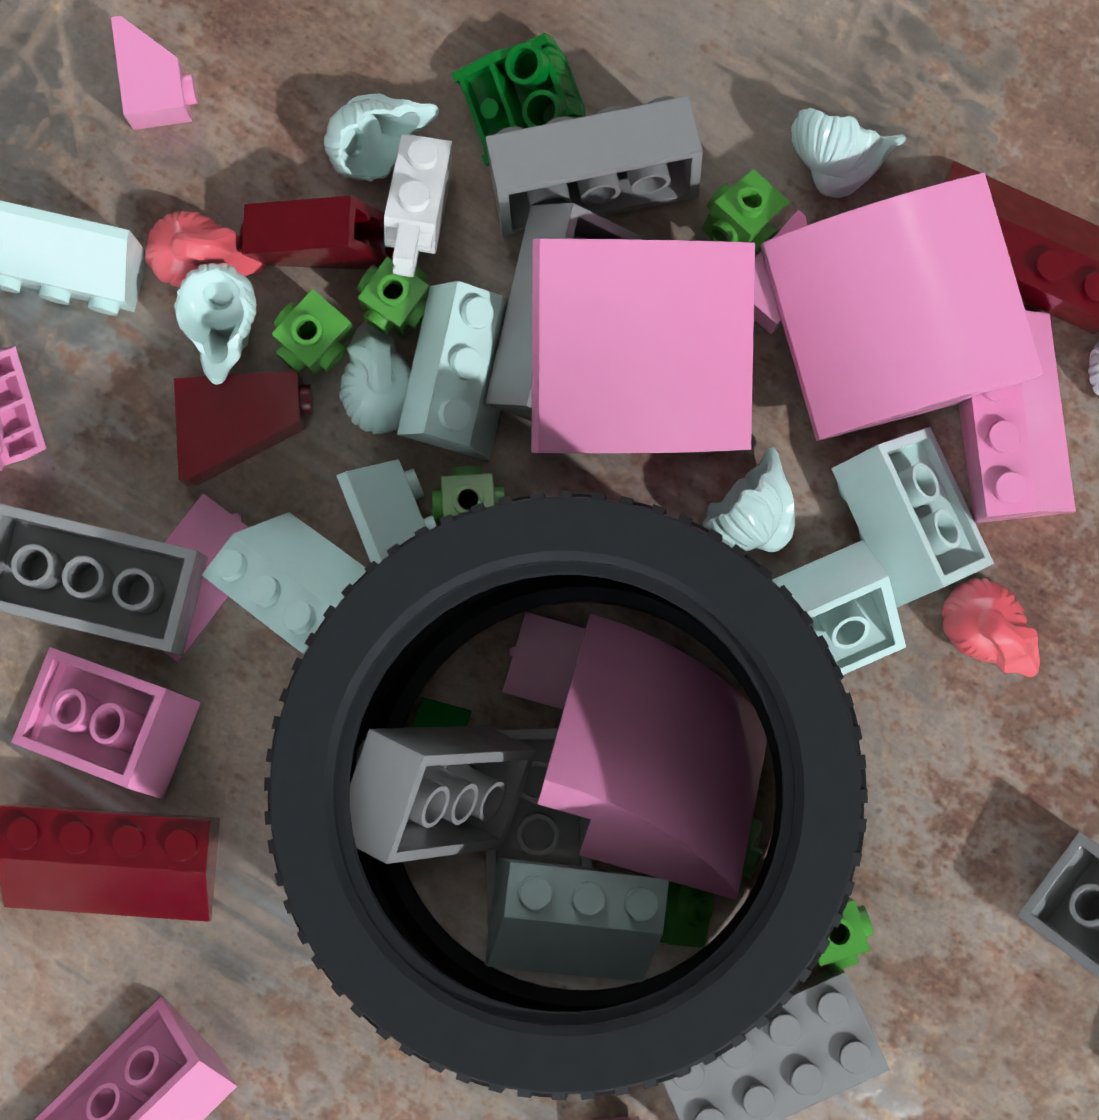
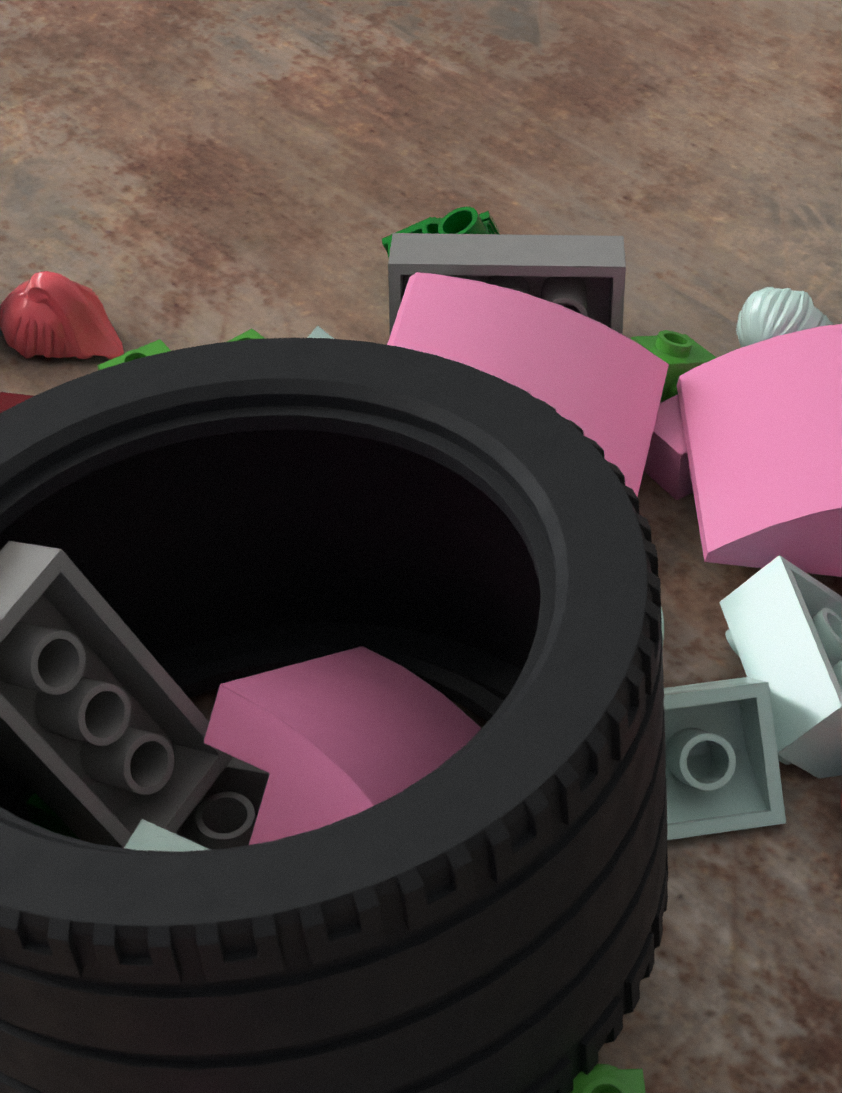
camera: 20 degrees right, 40 degrees down
(150, 80) = (75, 201): bright pink slope -> none
(216, 315) = (48, 343): light aqua hair -> none
(315, 233) = (185, 307): dark red slope -> none
(367, 134) = (281, 258): light aqua hair -> none
(417, 199) = (306, 293): white hinge -> none

